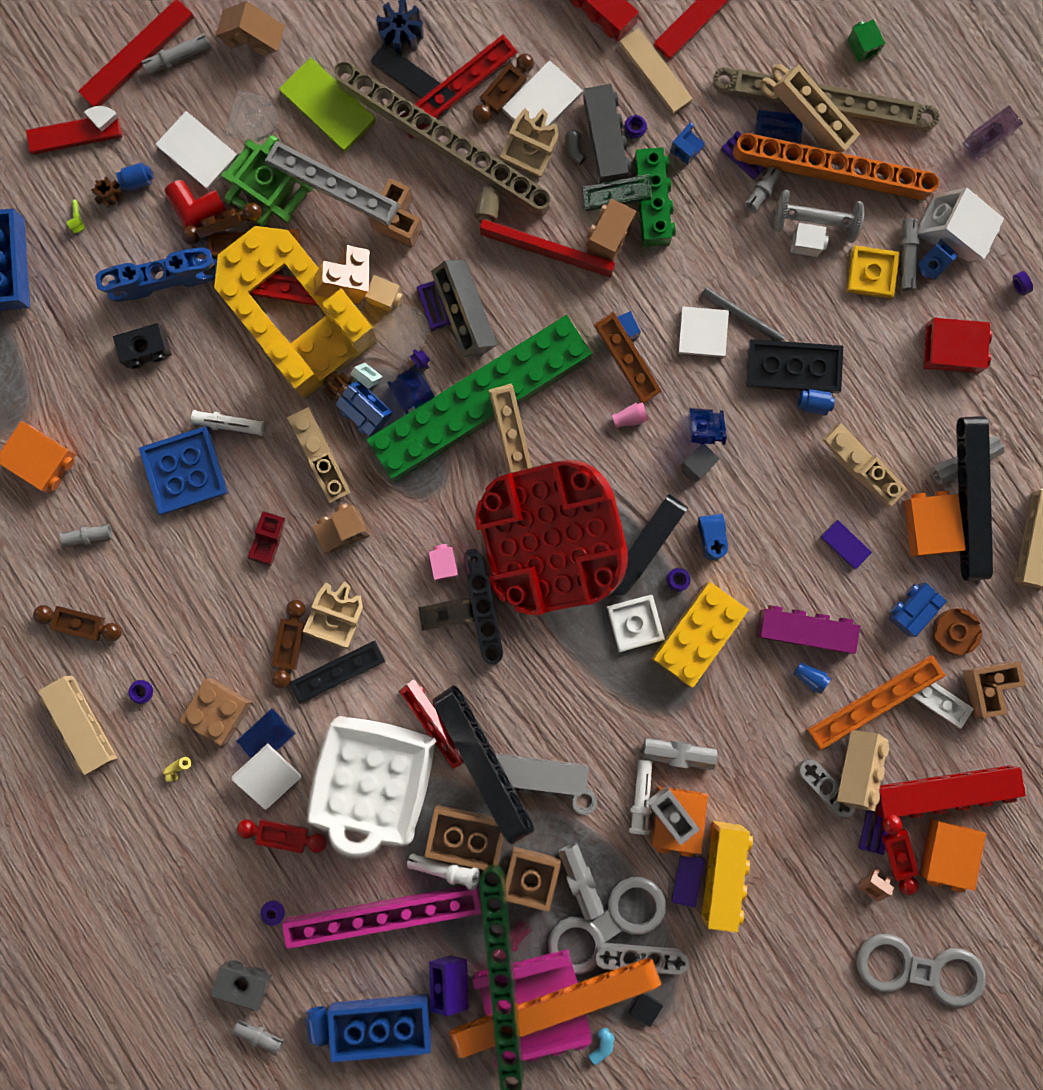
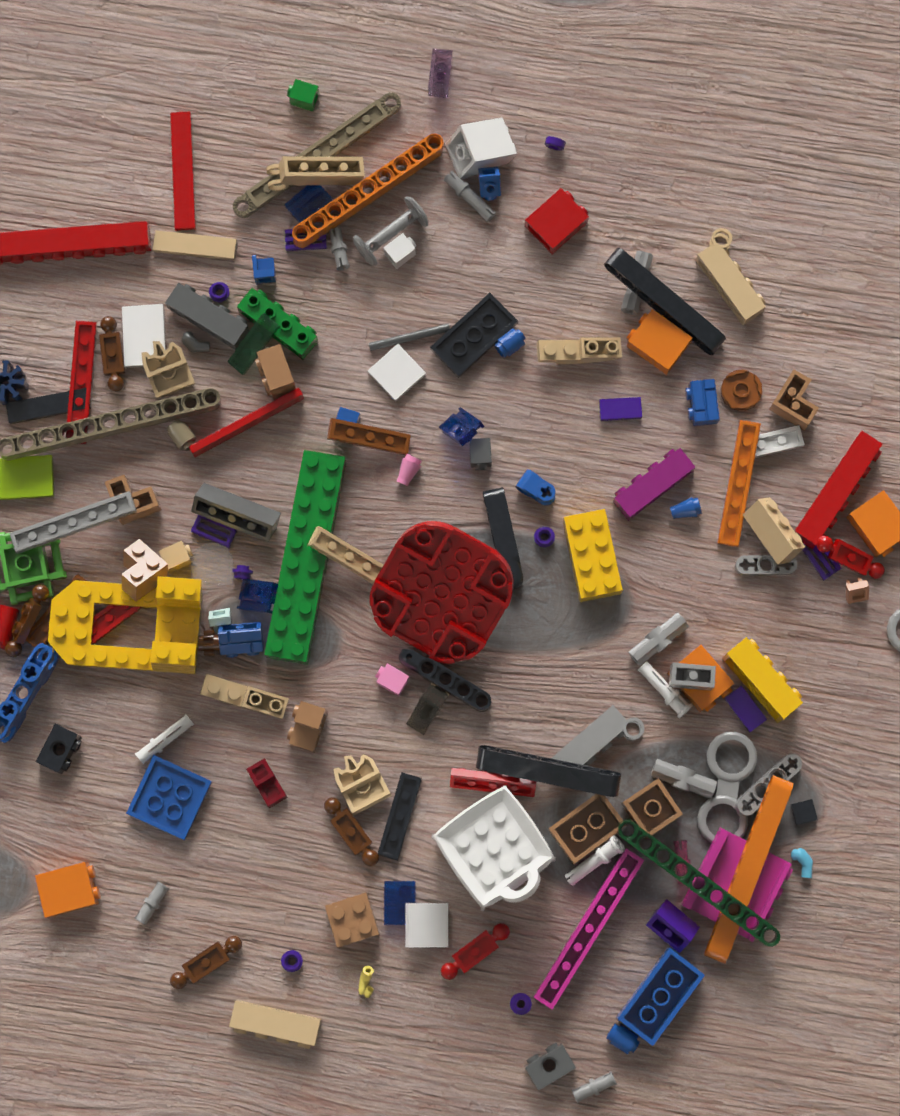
camera: 45 degrees left, 5 degrees down
(635, 623) = (547, 590): white tile -> none
(872, 272) = (459, 229): yellow tile -> none

